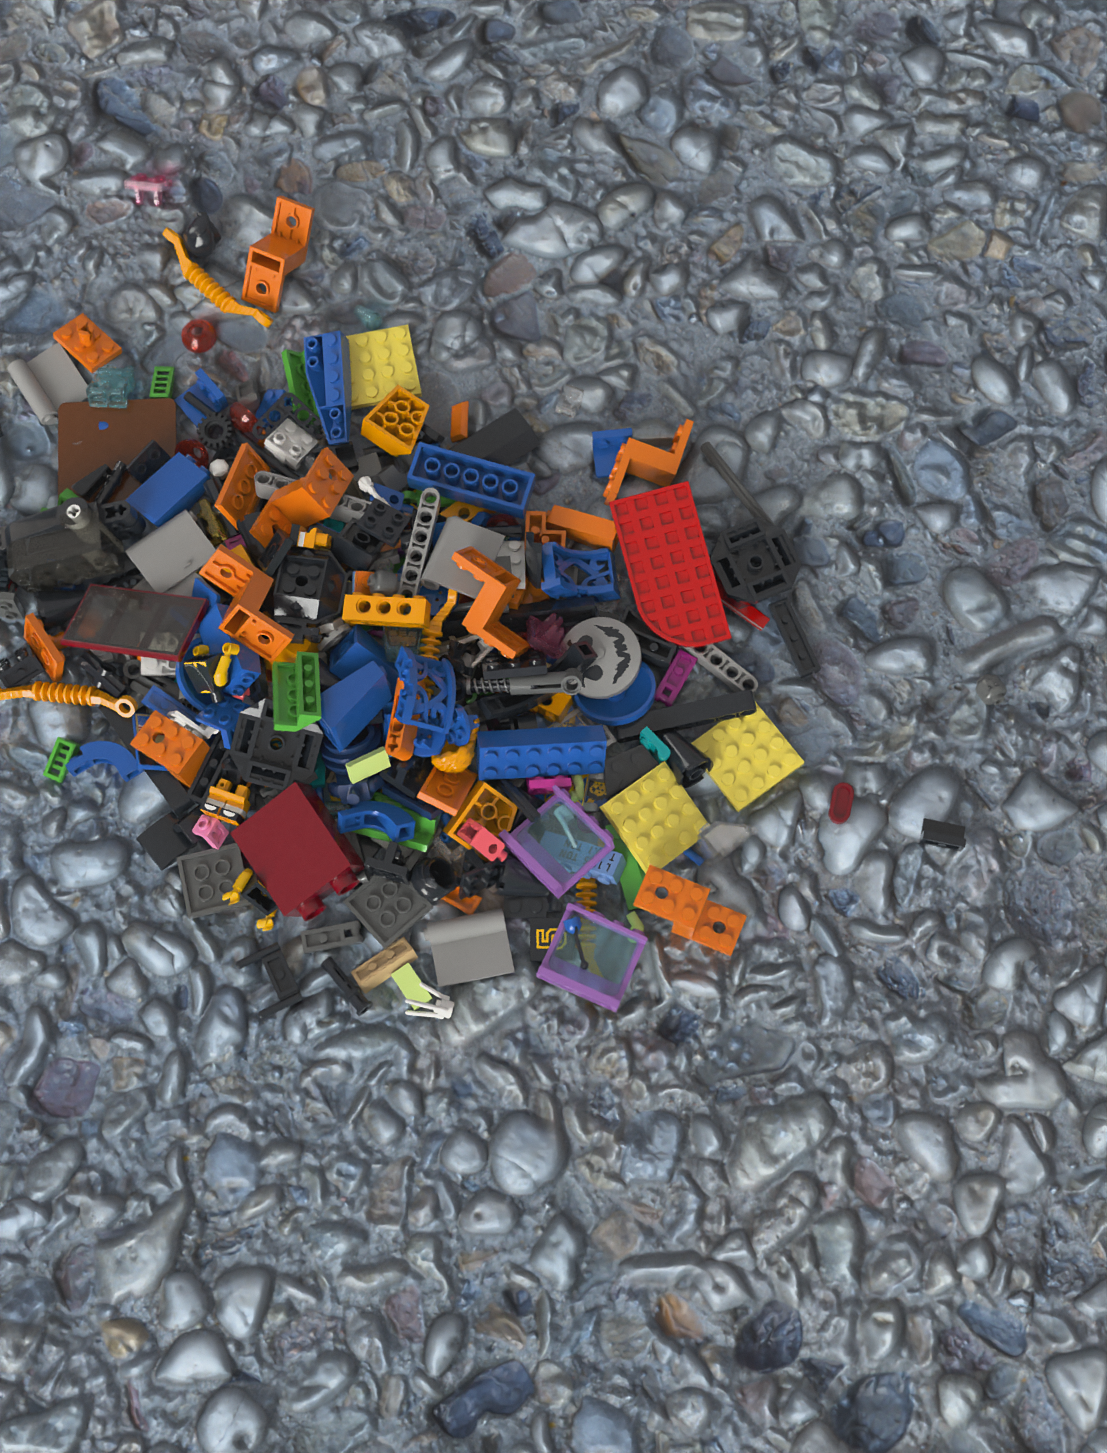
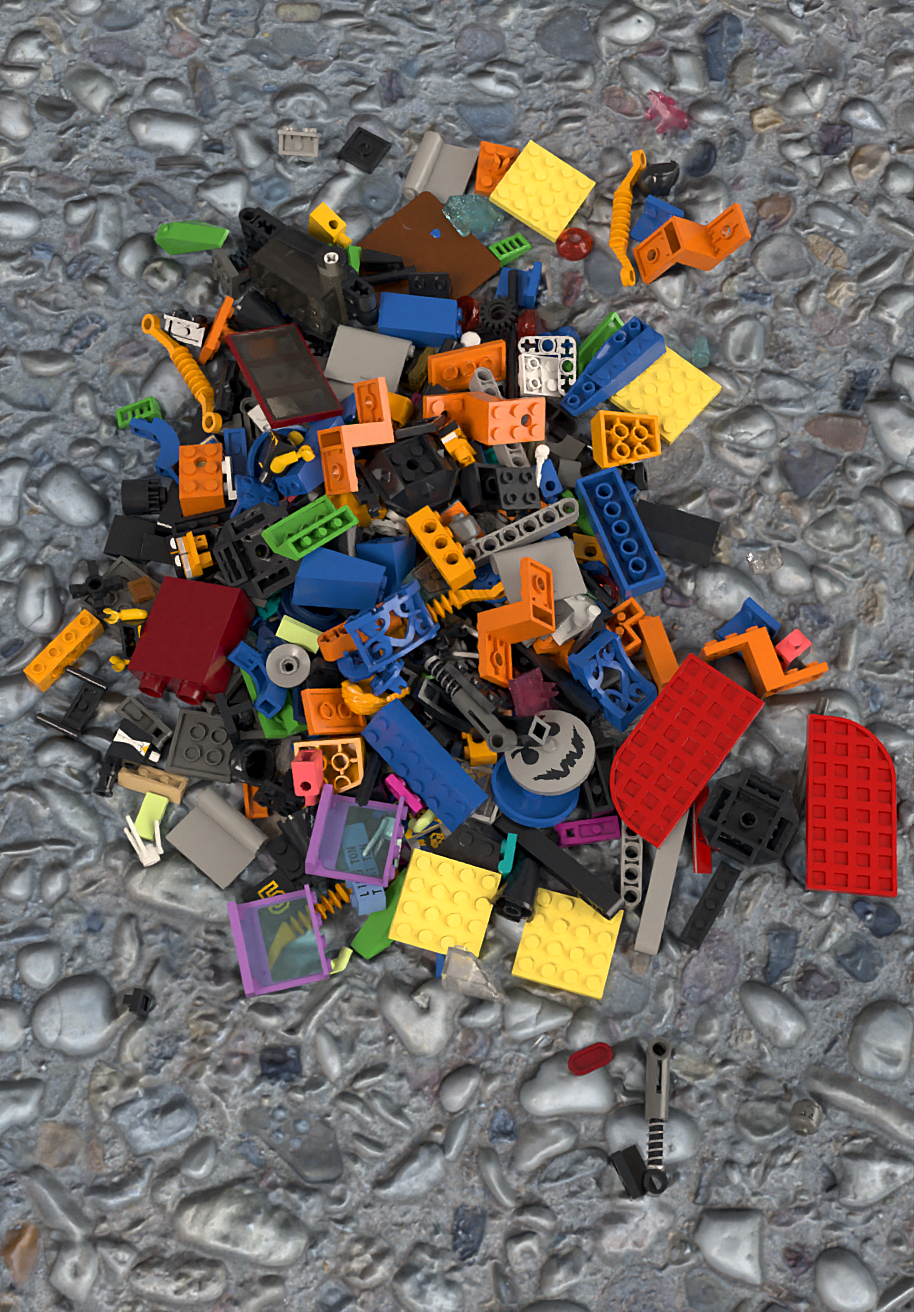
camera: 50 degrees right, 5 degrees down
(27, 499) = (328, 227): none -> yellow torso
(135, 323) = (542, 191): none -> light yellow plate
(141, 804) = (142, 496): none -> black gear
(197, 881) = (93, 579): none -> black pin
(211, 830) = (159, 562): bright pink bracket -> none
(221, 861) = (141, 589): none -> clear orange plate
(221, 957) = (64, 650): none -> light orange brick
(232, 264) = (655, 215): none -> blue bracket
(347, 960) = (131, 747): none -> black torso
(379, 782) = (285, 655): none -> light grey dish
(459, 421) = (670, 489): orange tile -> none
(555, 1096) = (139, 1002): none -> black tile
(573, 927) = (292, 905): hinge -> none
(653, 432) = (792, 650): none -> coral torso
(689, 910) = (383, 994): orange bracket -> none
(761, 666) = (659, 891): none -> light grey beam
(798, 490) = (849, 810): none -> red plate
(914, 785) = (656, 1113): none -> piece

